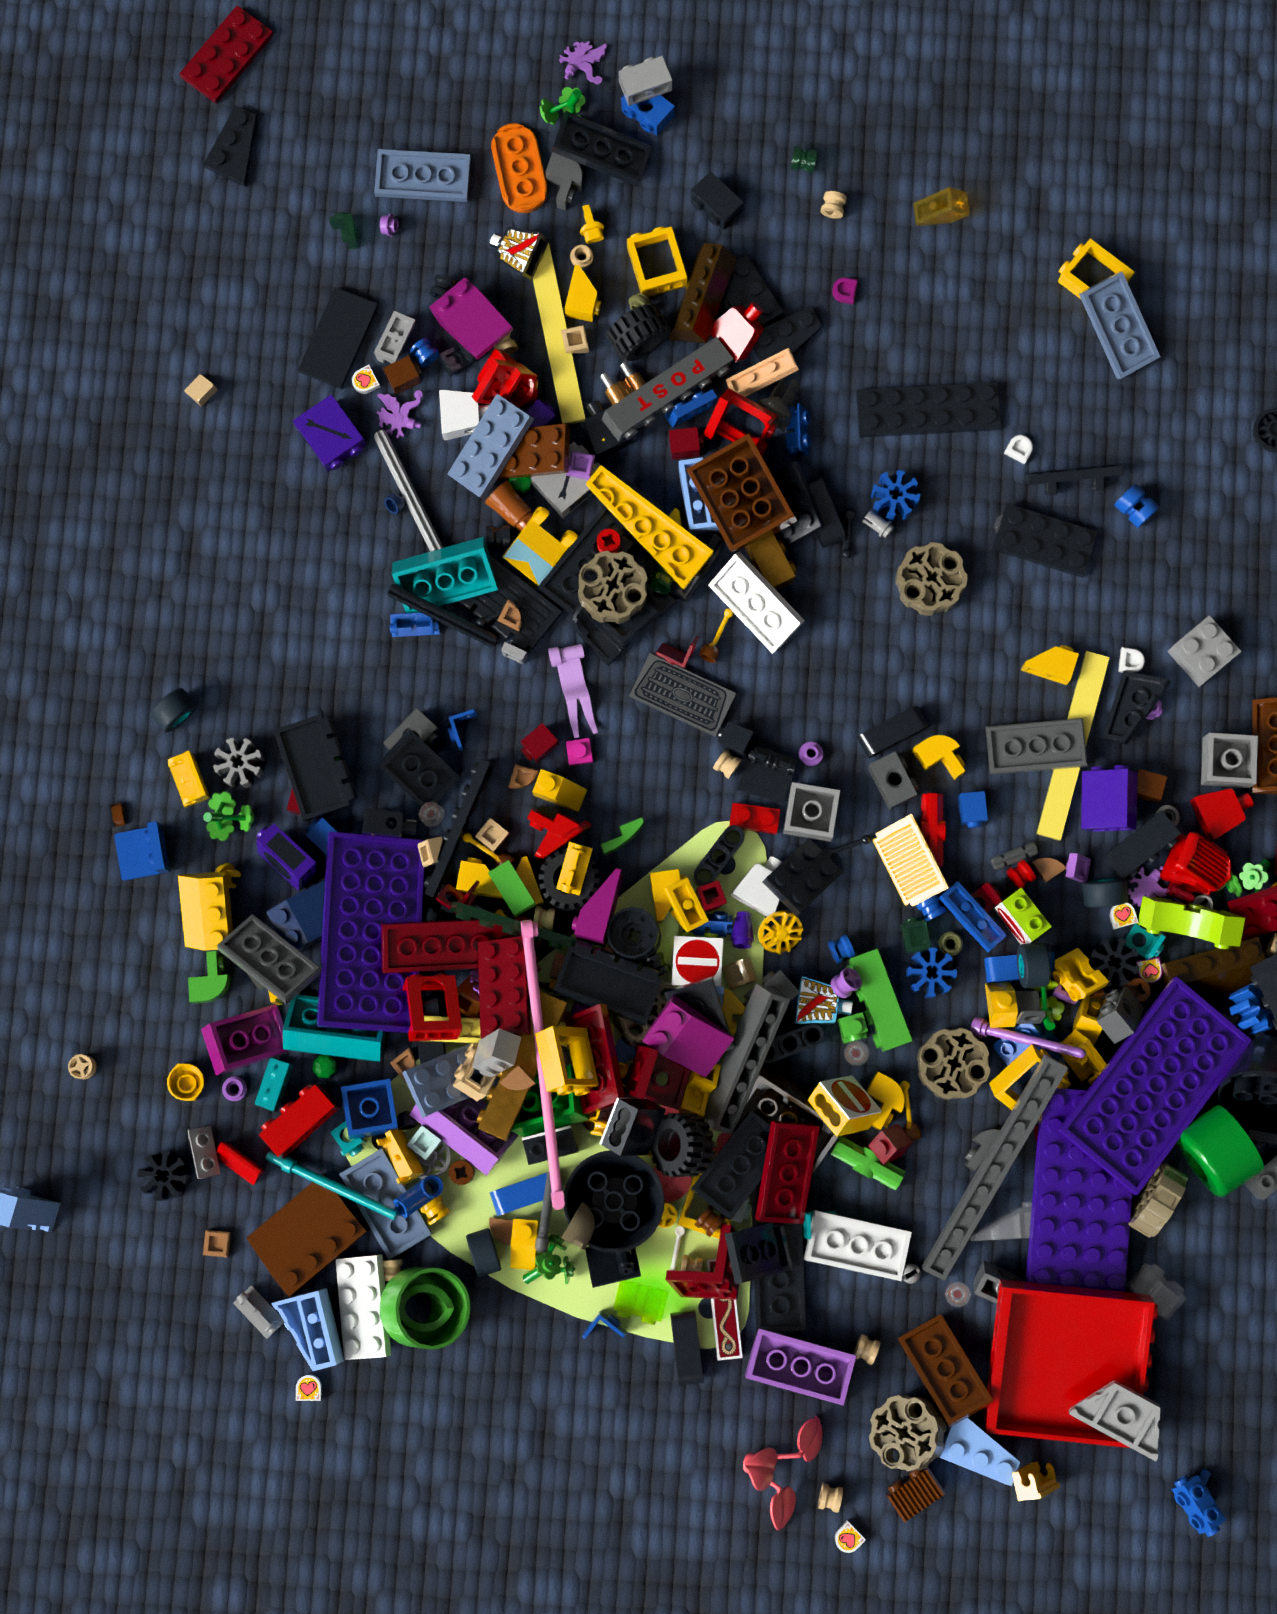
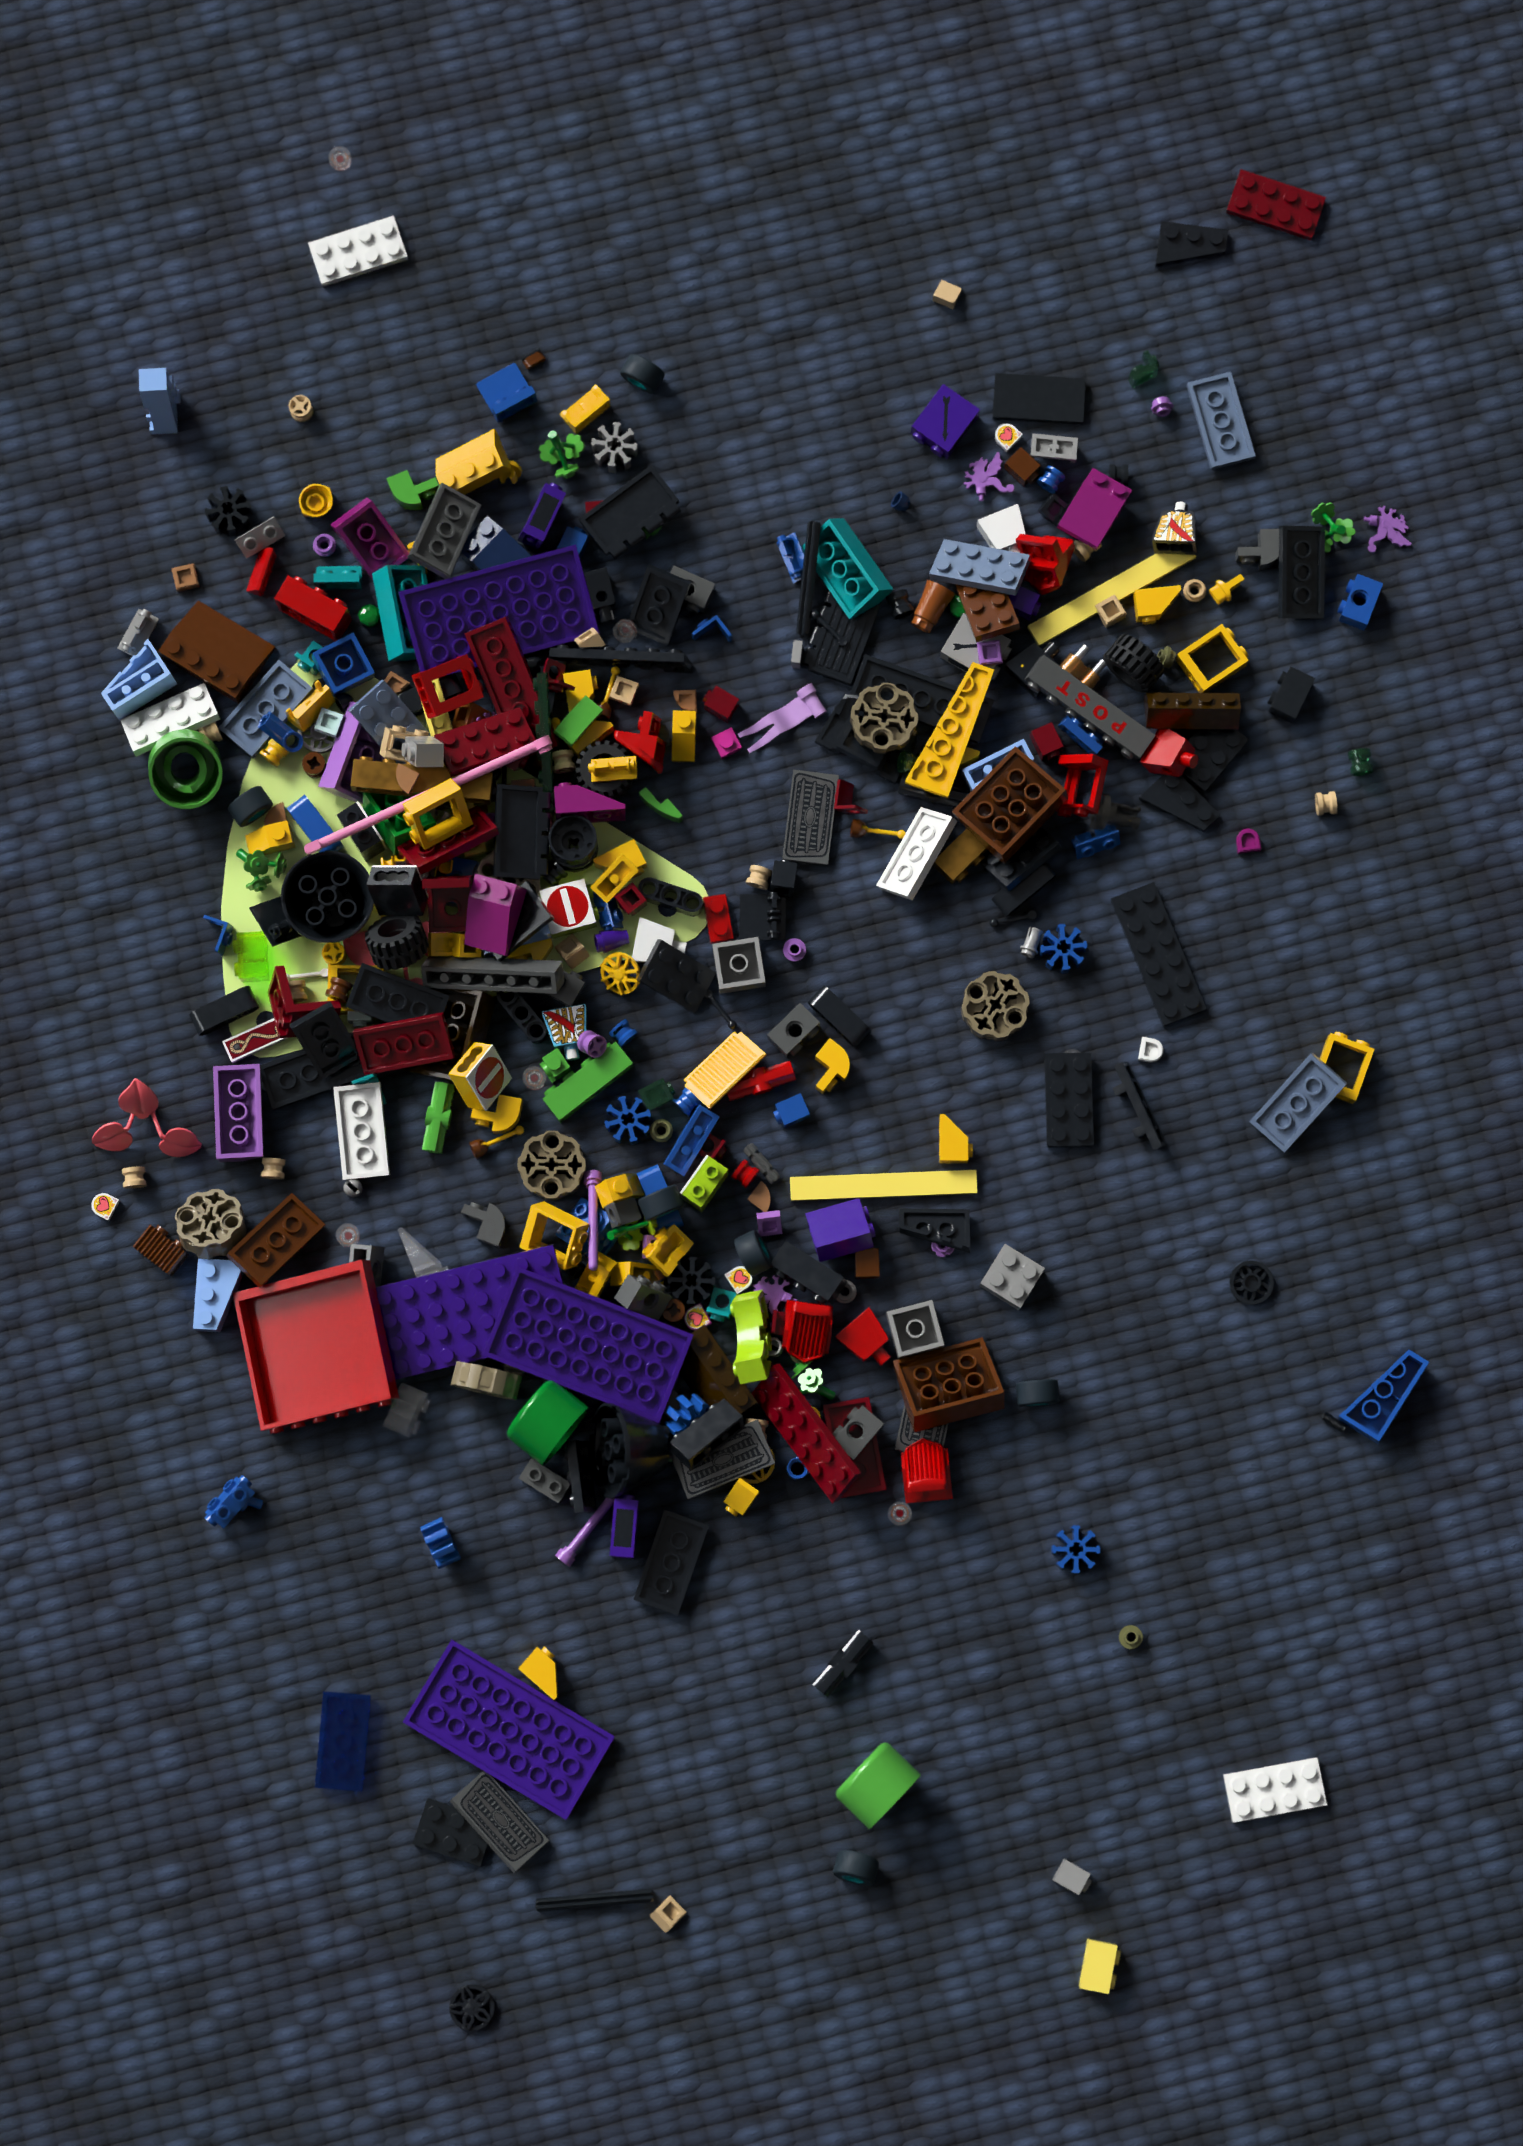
camera: 70 degrees right, 0 degrees up
(290, 1166) = (272, 617): teal bar -> none
(309, 1388) = (86, 698): tile -> none
(407, 490) = (916, 509): light grey axle -> none
(510, 616) = (829, 639): medium nougat tile -> none
(519, 168) = (1260, 505): orange tile -> none
(536, 550) = (898, 642): yellow flag -> none
(542, 1241) = (274, 850): dark grey piece -> none
(581, 1227) = (295, 873): dark tan brick -> none
(608, 544) = (926, 707): red wheel -> none
(645, 80) = (1379, 588): light grey brick -> none
(763, 373) = (1136, 790): light nougat tile -> none
(890, 1144) = (460, 1130): dark red brick -> none
(941, 207) = (1358, 904): clear yellow slope -> none
(994, 1167) = (468, 1225): dark grey plate -> none
(1032, 1484) = (203, 1348): yellow hinge -> none
(1036, 746) = (869, 1151): dark grey tile -> none
(1123, 1416) = (283, 1406): light grey wing -> none
(1130, 660) = (981, 1214): white tile -> none
(1131, 499) = (1134, 1165): blue wheel -> none

